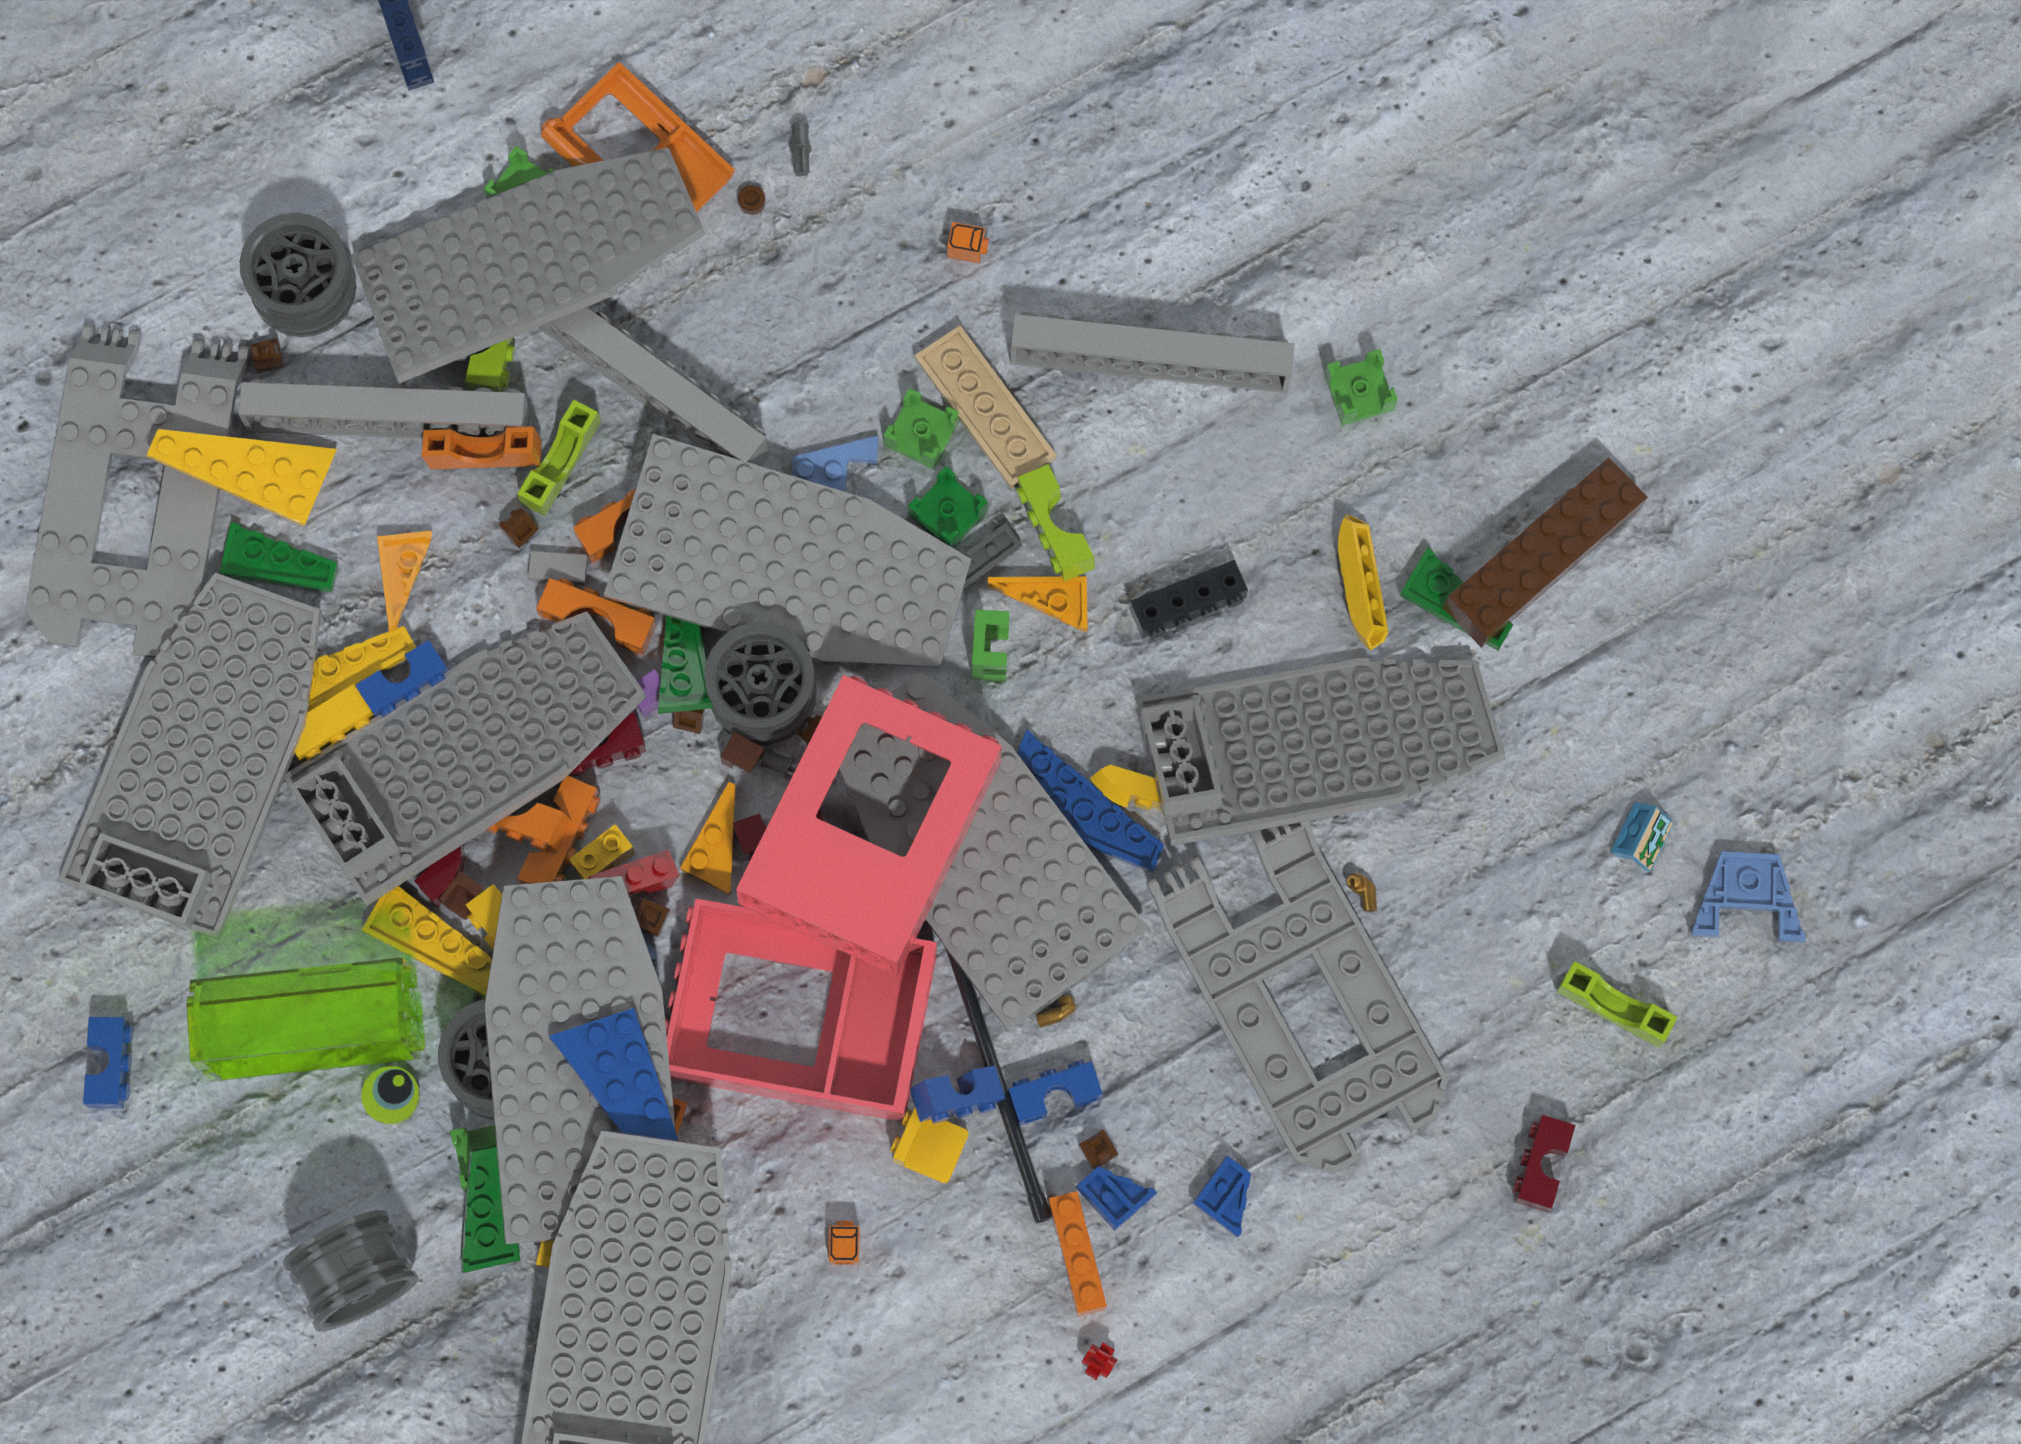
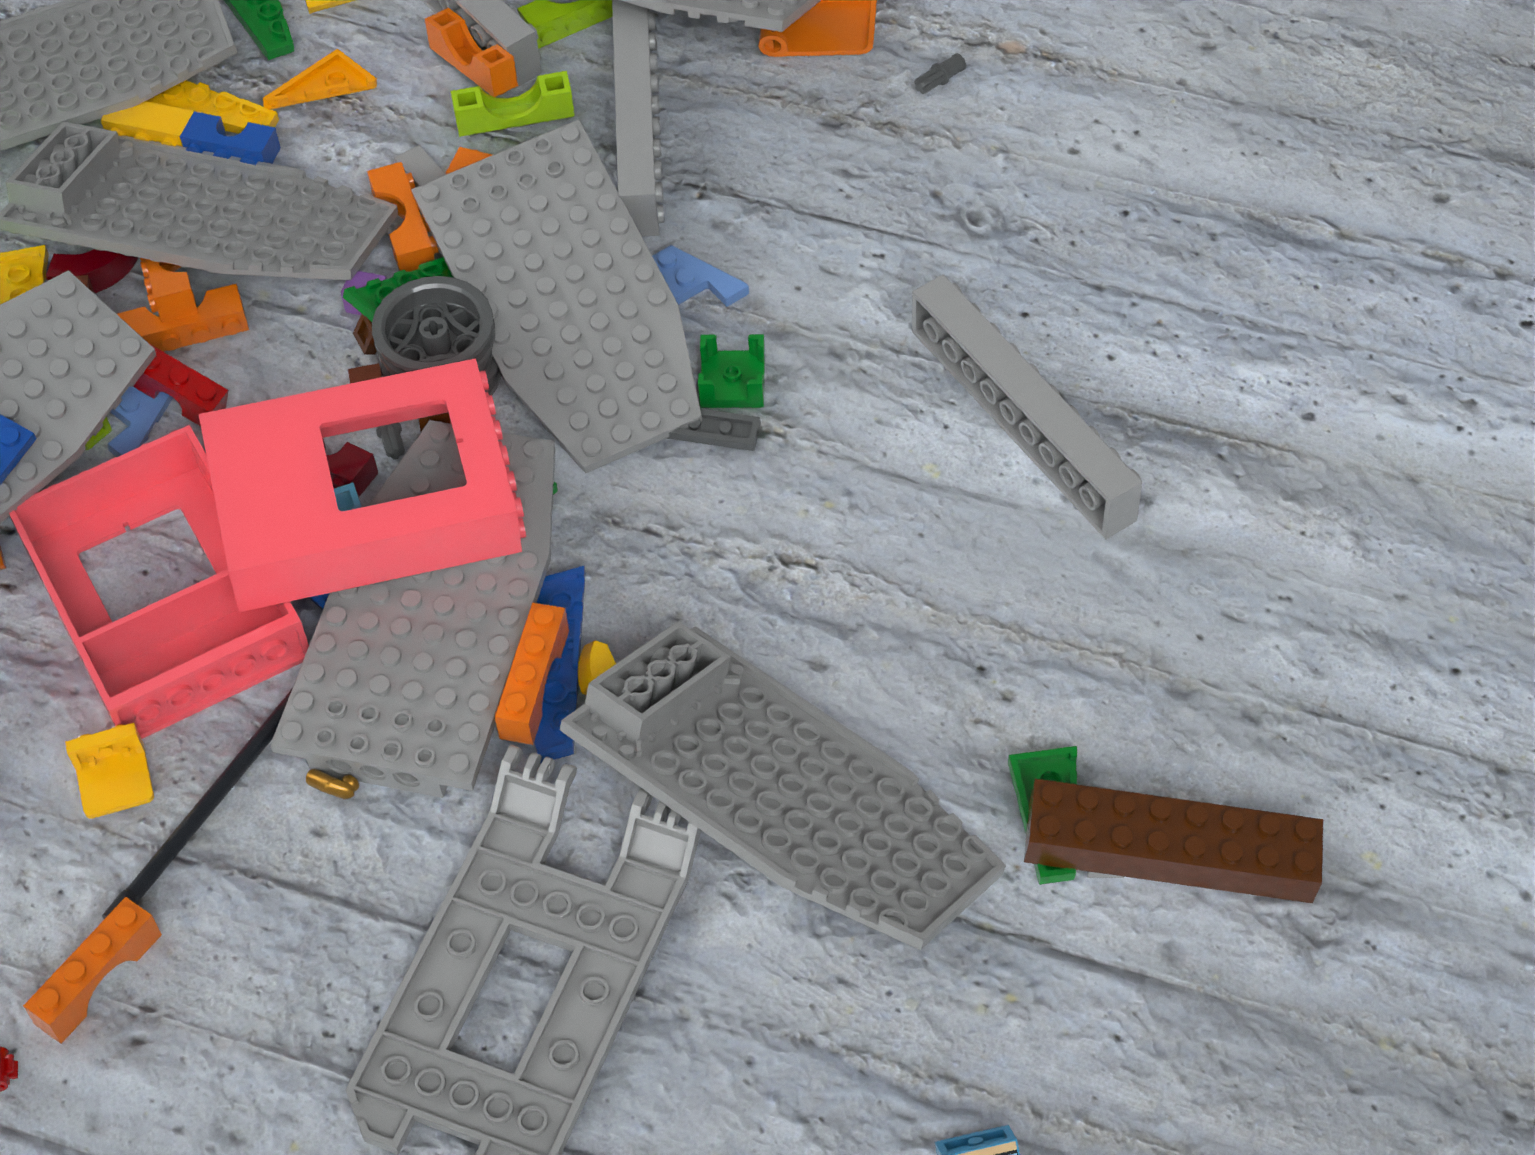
camera: 55 degrees right, 20 degrees down
(518, 527) = (430, 123): reddish brown tile -> none
(603, 853) = (198, 353): yellow brick -> none
(623, 742) = (306, 306): dark red arch -> none
(652, 917) = (158, 423): reddish brown tile -> none
(751, 199) = (864, 78): reddish brown tile -> none
(921, 430) = (786, 310): bright green panel -> none
(938, 1100) = (146, 735): blue arch -> none
(967, 242) = (981, 223): orange brick -> none
(985, 406) = (851, 337): tan plate -> none
(988, 626) = (628, 472): bright green panel -> none
(1049, 595) = (732, 503): light orange wing -> none
(1068, 550) = (777, 473): lime arch -> none
(1077, 1081) = (226, 819): blue arch -> none
(1086, 813) = (522, 697): none -> orange arch
(1098, 1149) = (221, 916): reddish brown tile -> none
(1114, 1196) = (181, 962): blue wing -> none
(1188, 599) = (829, 598): black brick -> none
(1225, 1195) = (259, 1057): blue wing -> none
(1360, 389) = (1167, 585): bright green panel -> none
(1361, 582) = (986, 716): yellow brick -> none
(1365, 889) = (686, 948): pearl gold arm -> none

